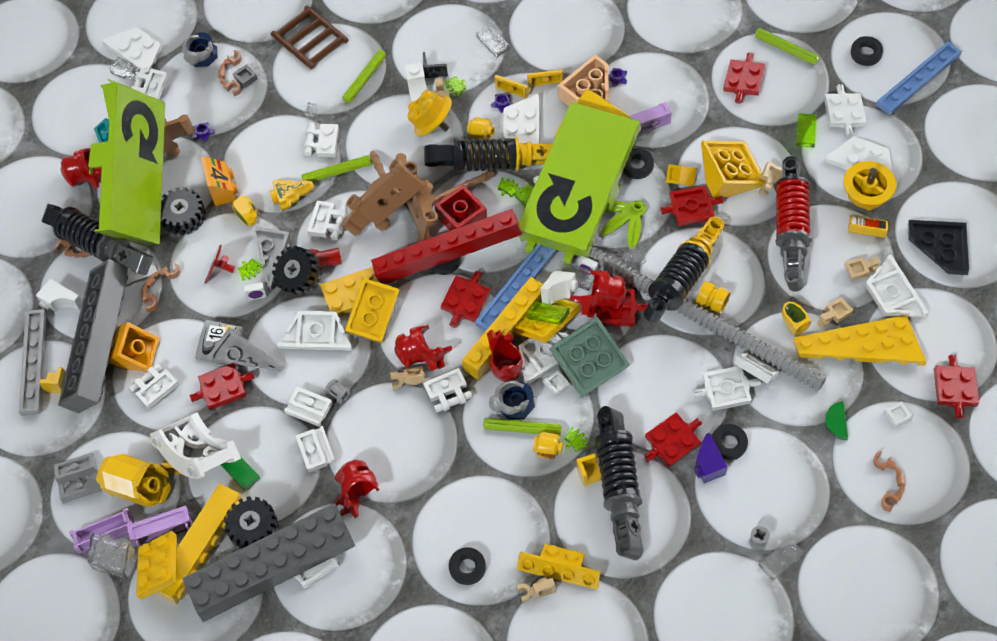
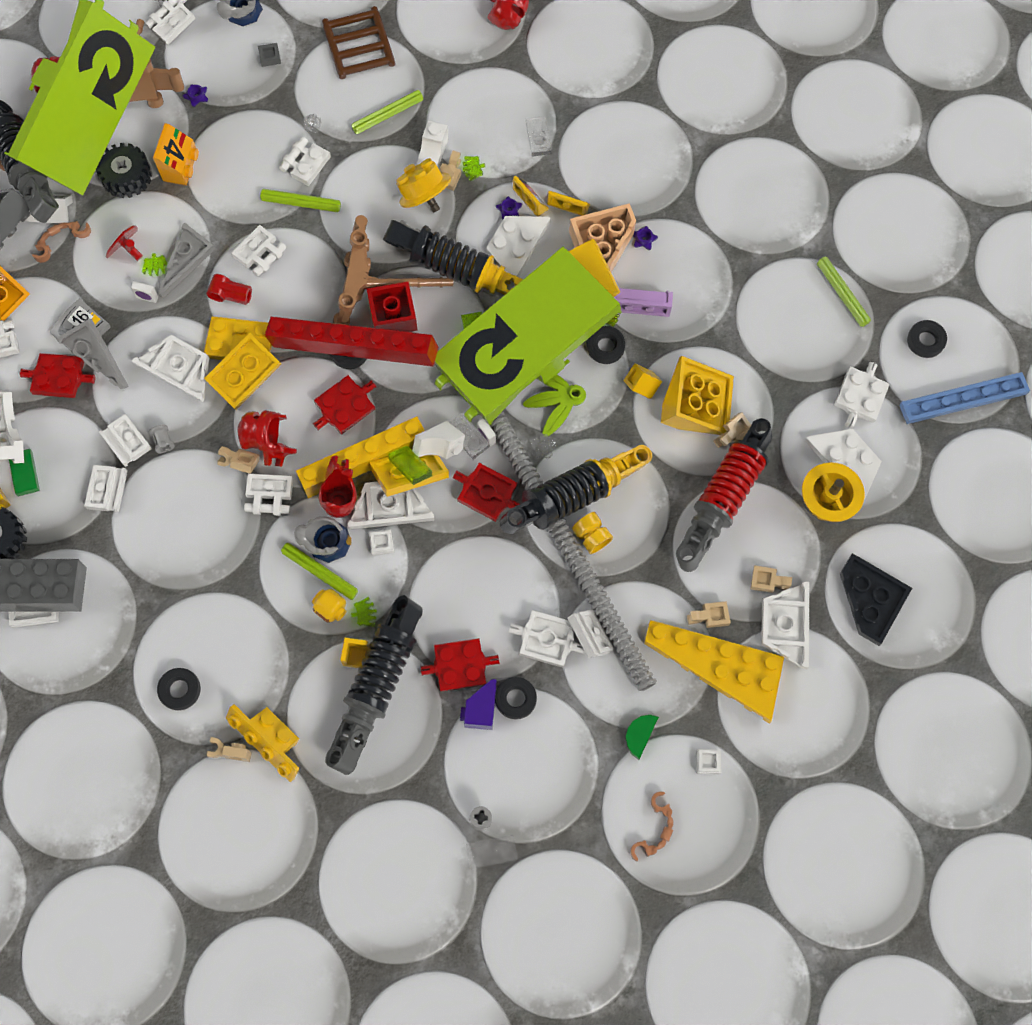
camera: 20 degrees right, 10 degrees up
(221, 73) = (249, 42): nougat piece -> none
(245, 210) = (185, 200): yellow rock -> none
(289, 192) = (239, 201): yellow rock -> none
(304, 277) = (193, 291): black wheel -> none
(355, 483) = (119, 544): red piece -> none
(383, 196) = (317, 254): medium nougat piece -> none
(435, 70) = (458, 140): black bracket -> none
(480, 128) = (467, 227): yellow head -> none
(507, 188) = (459, 304): clear neon green piece -> none
(529, 268) = (422, 407): medium blue plate -> none
(589, 357) = (426, 533): sand green plate -> none
(605, 292) = (480, 474): red piece -> none
(691, 205) = (633, 420): red plate -> none
(744, 77) = (776, 304): plate -> none
(795, 318) = (664, 600): yellow rock -> none
(806, 130) = (806, 396): clear neon green tile -> none
(868, 226) = (805, 537): yellow slope -> none
(956, 386) = (788, 763): plate -> none

